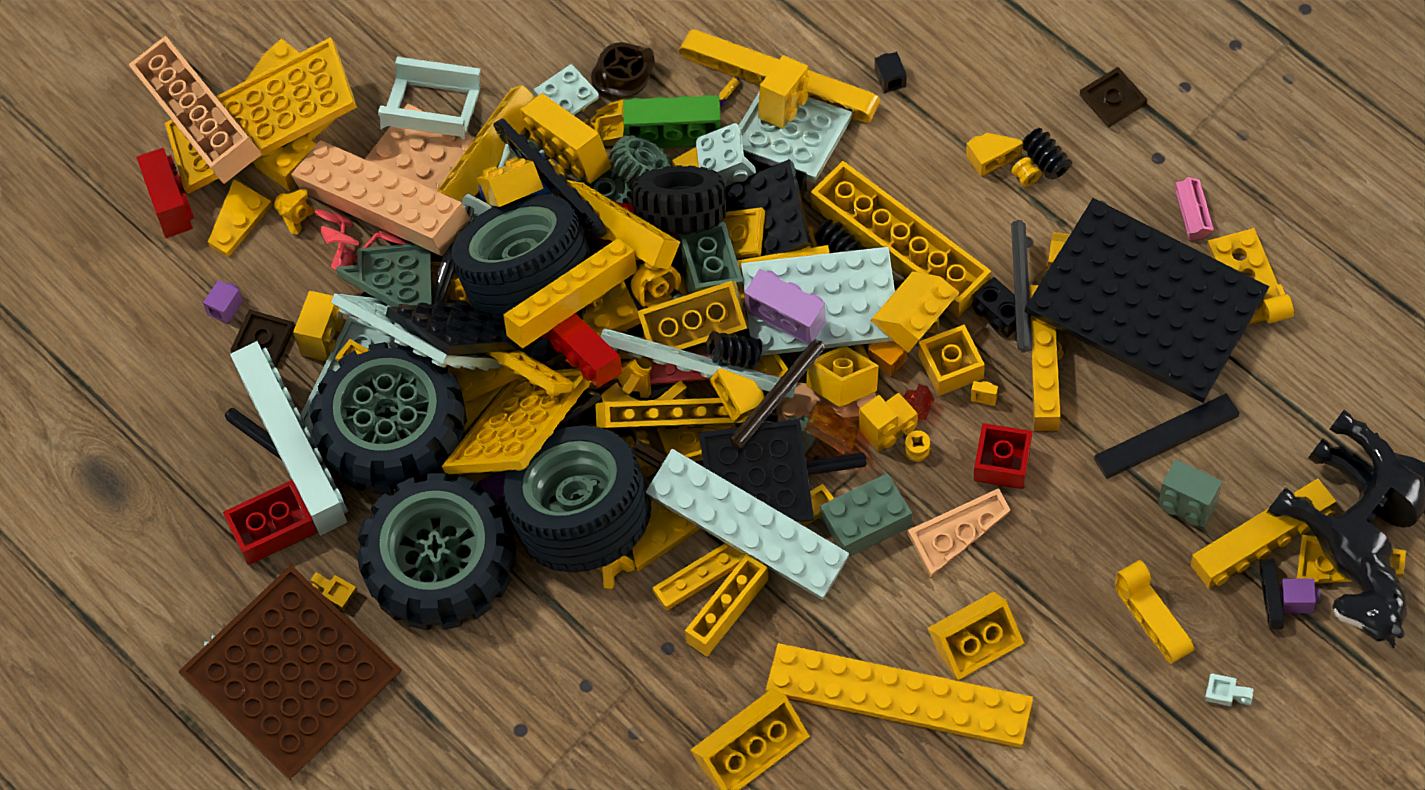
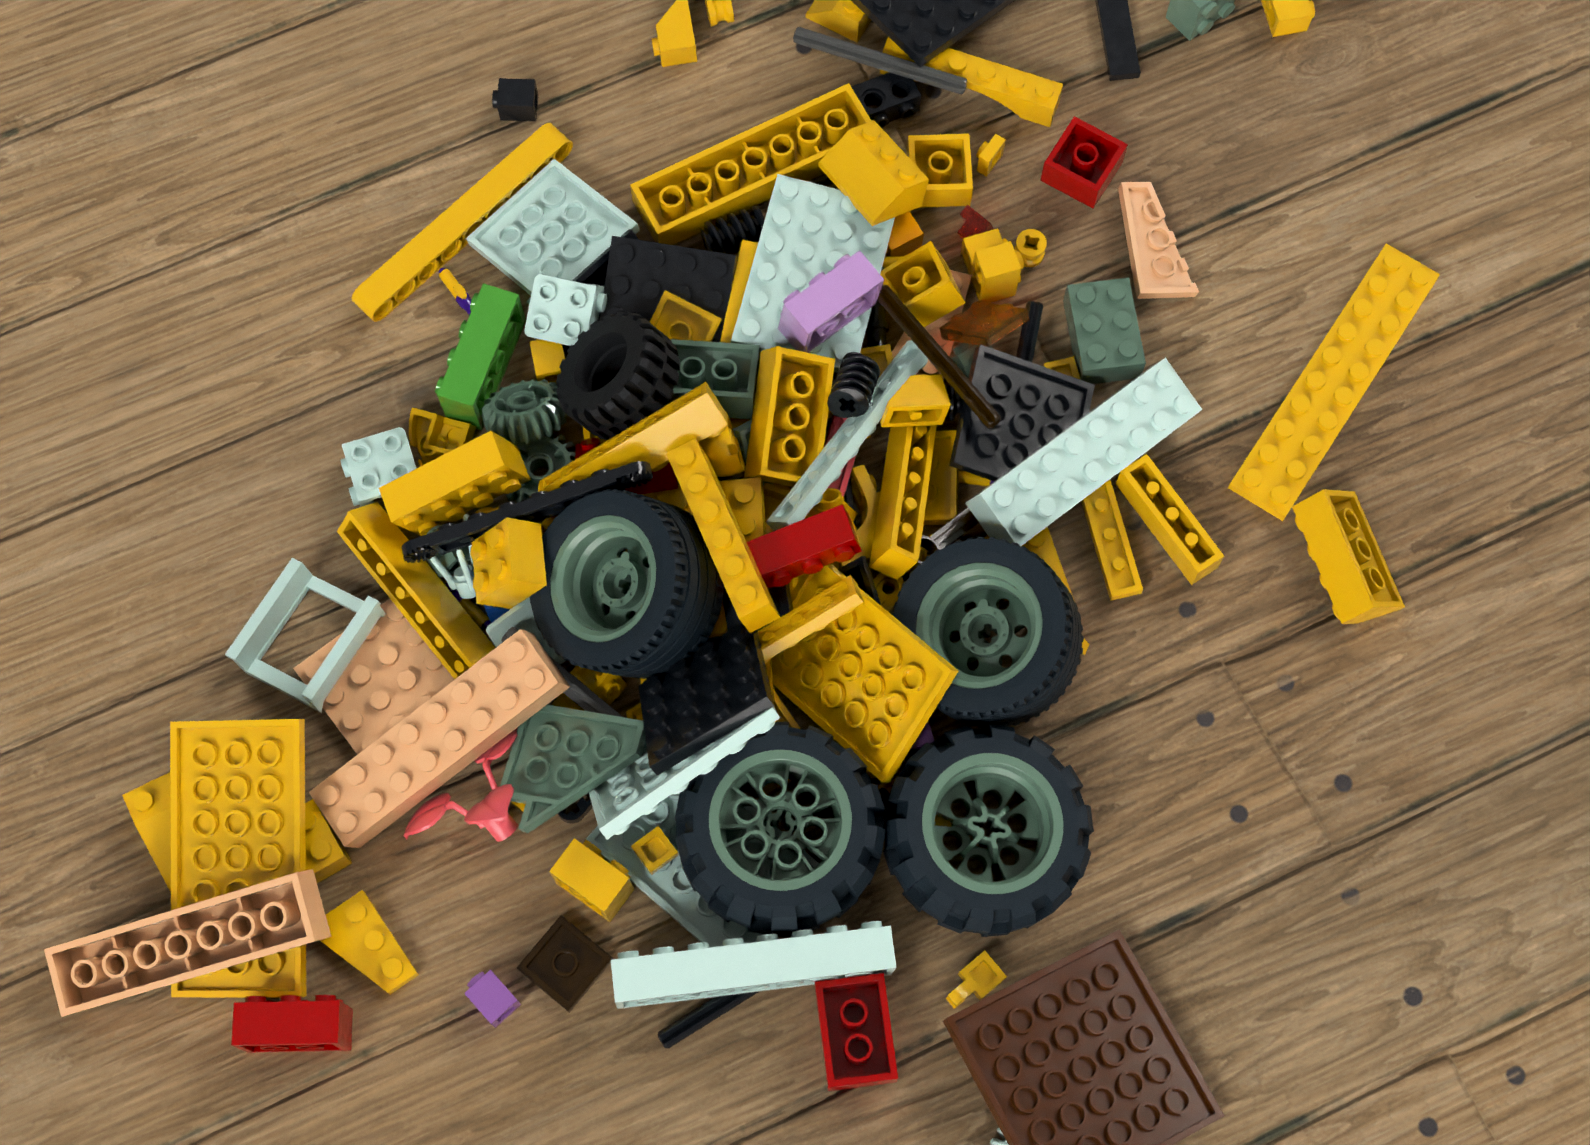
camera: 75 degrees left, 10 degrees up
(293, 209) = (391, 862): yellow rock -> none
(618, 69) = (383, 401): dark brown piece -> none
(783, 92) = (508, 211): yellow brick -> none
(976, 635) = (1291, 272): yellow slope -> none
(1151, 613) = (1306, 94): yellow beam -> none
(1224, 689) = (1440, 56): light aqua plate -> none

